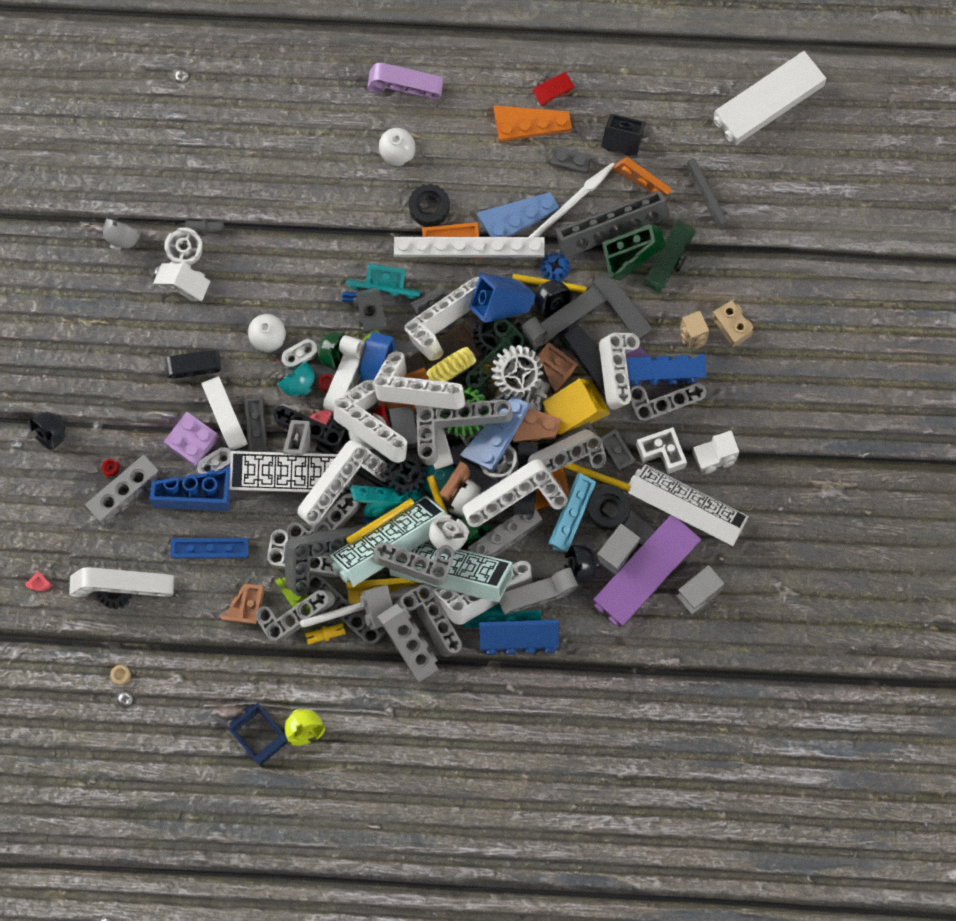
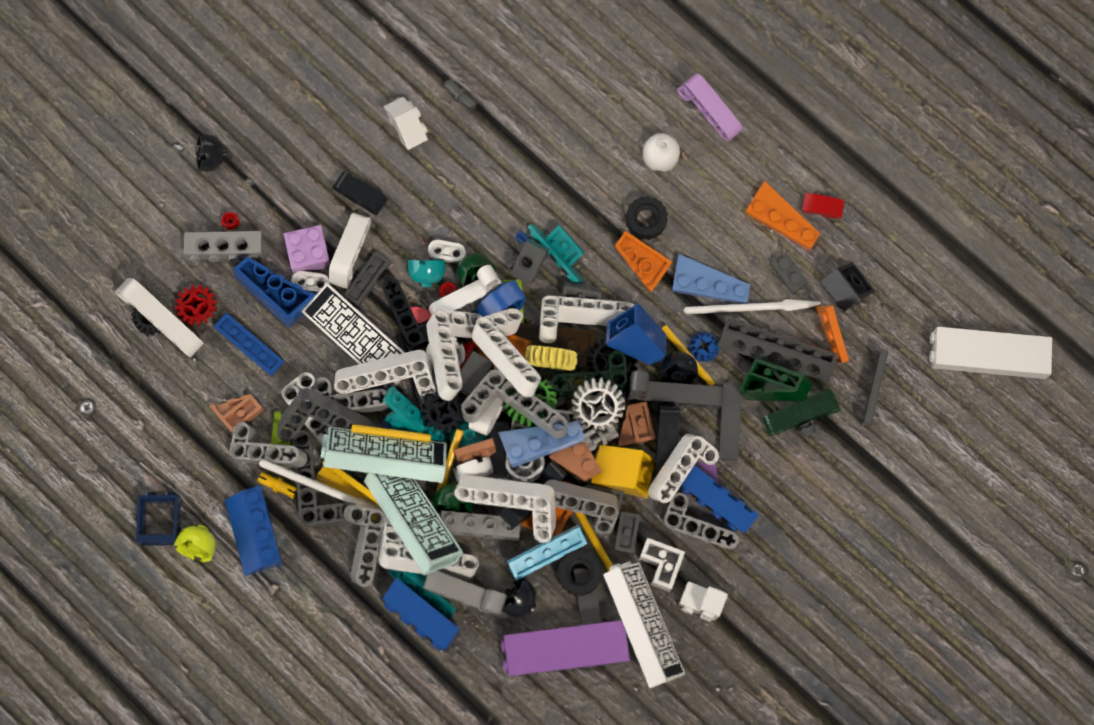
camera: 30 degrees right, 0 degrees up
(38, 583) = (101, 264): coral tile -> none
(120, 234) = (391, 49): light grey cylinder -> none
(120, 675) = (99, 385): tan tile -> none
(137, 558) = (188, 306): none -> red gear
(184, 246) = (429, 96): white cylinder -> none
(266, 333) = (436, 215): white cylinder -> none
(297, 438) = (385, 316): light grey slope -> none
(337, 682) = (253, 531): none -> blue slope
(375, 602) = (330, 499): light grey brick -> none
(391, 621) = (328, 519): light grey brick -> none
(413, 559) = (384, 485): light grey beam -> none
(448, 532) = (432, 486): white cylinder -> none
(468, 246) = (649, 276): white plate -> none
(618, 549) = (557, 612): light grey piece -> none
(694, 330) = (769, 488): tan brick -> none
(700, 590) = (594, 700): light grey piece -> none
(732, 323) = (806, 508): tan brick -> none

